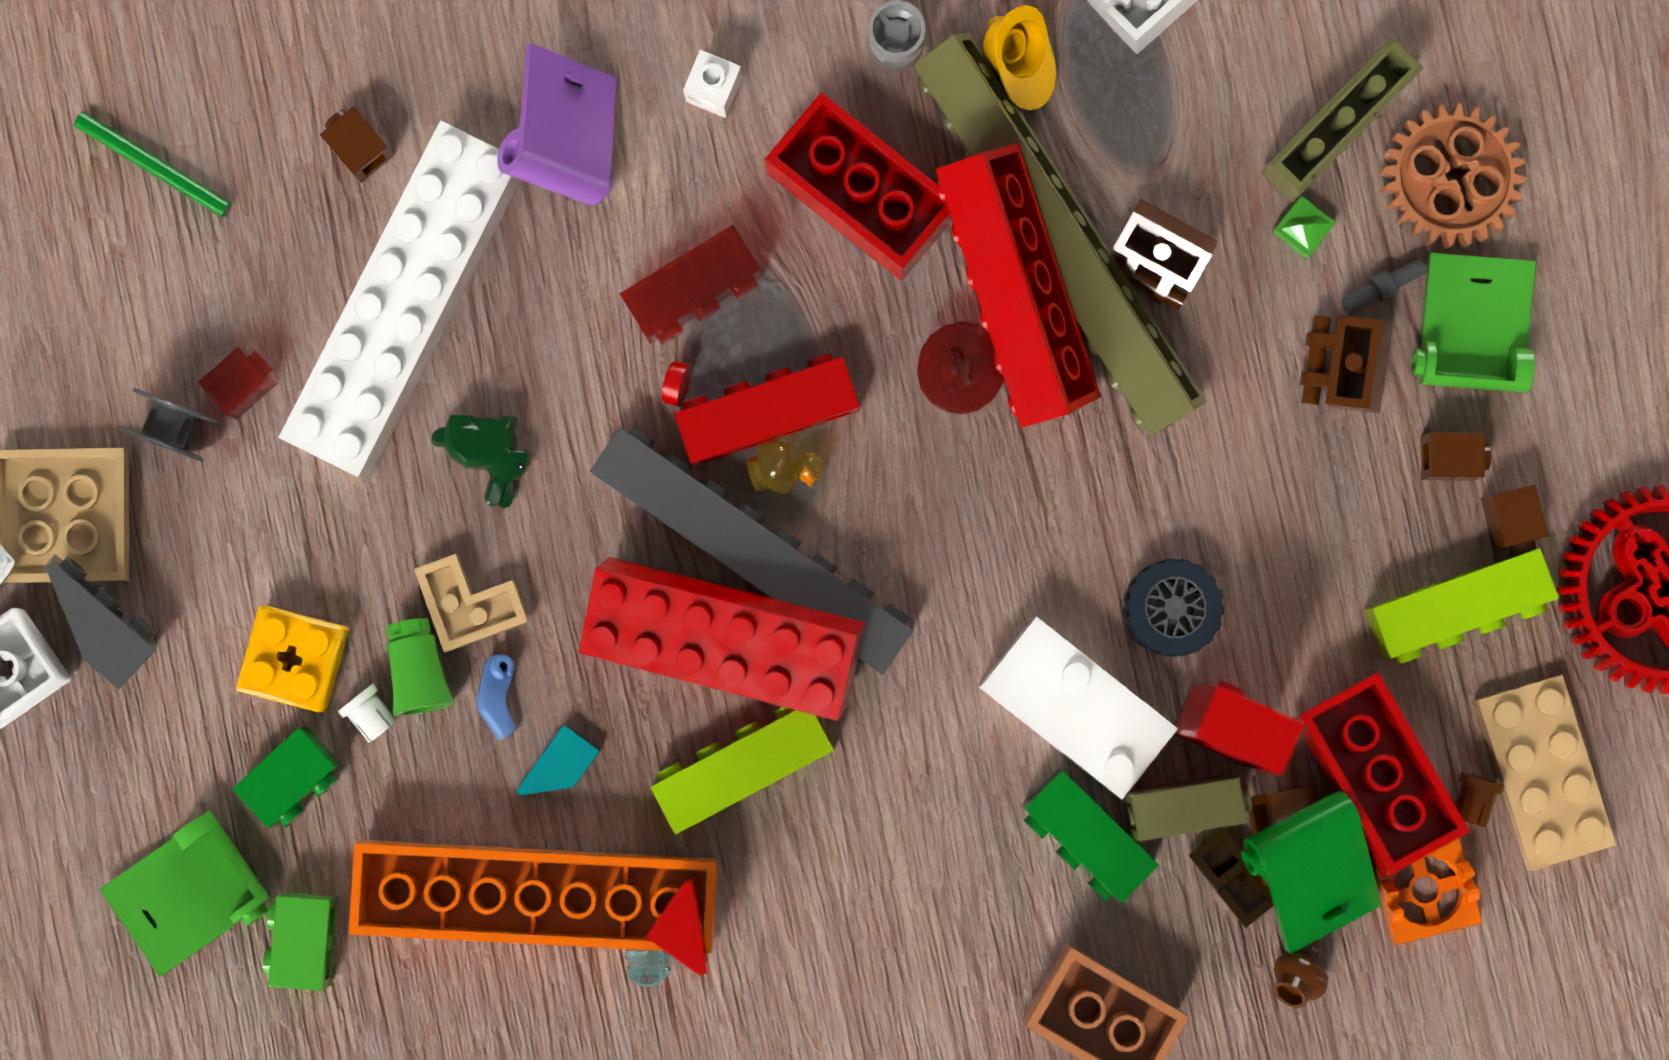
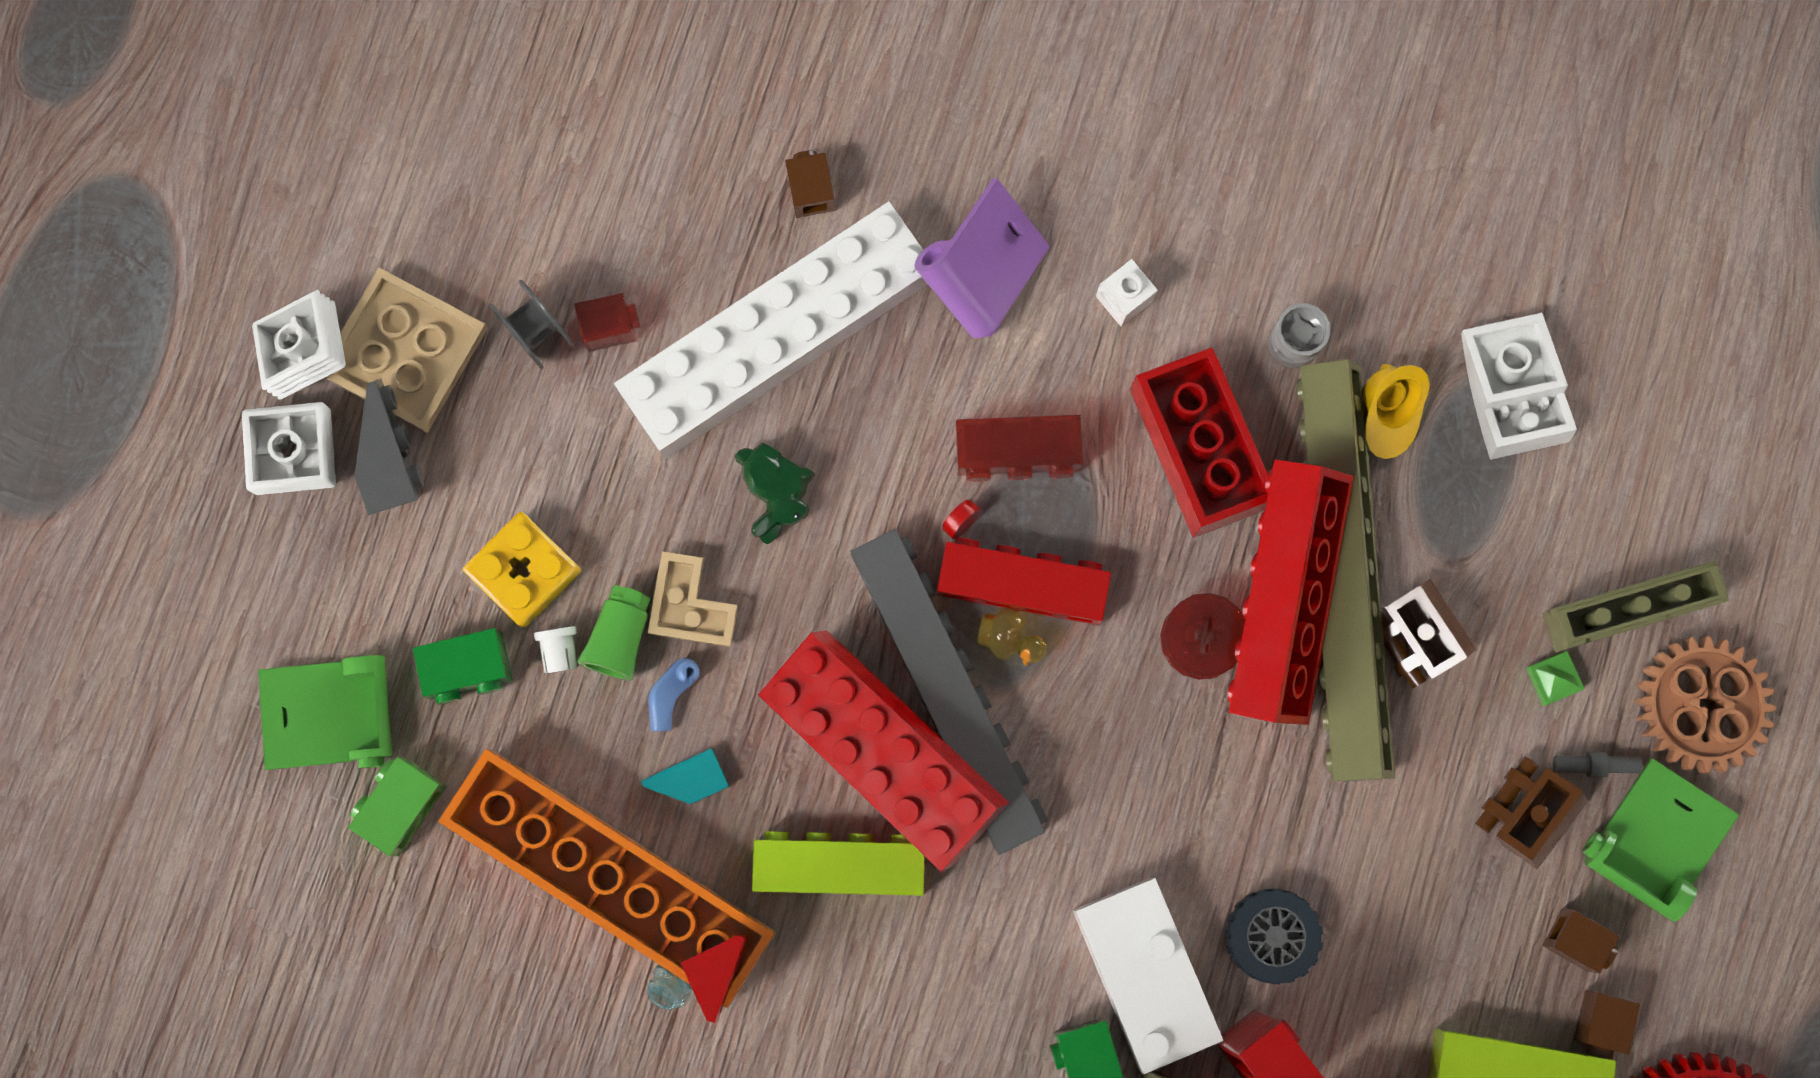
camera: 30 degrees right, 5 degrees down
(152, 164) = (638, 113): green bar -> none

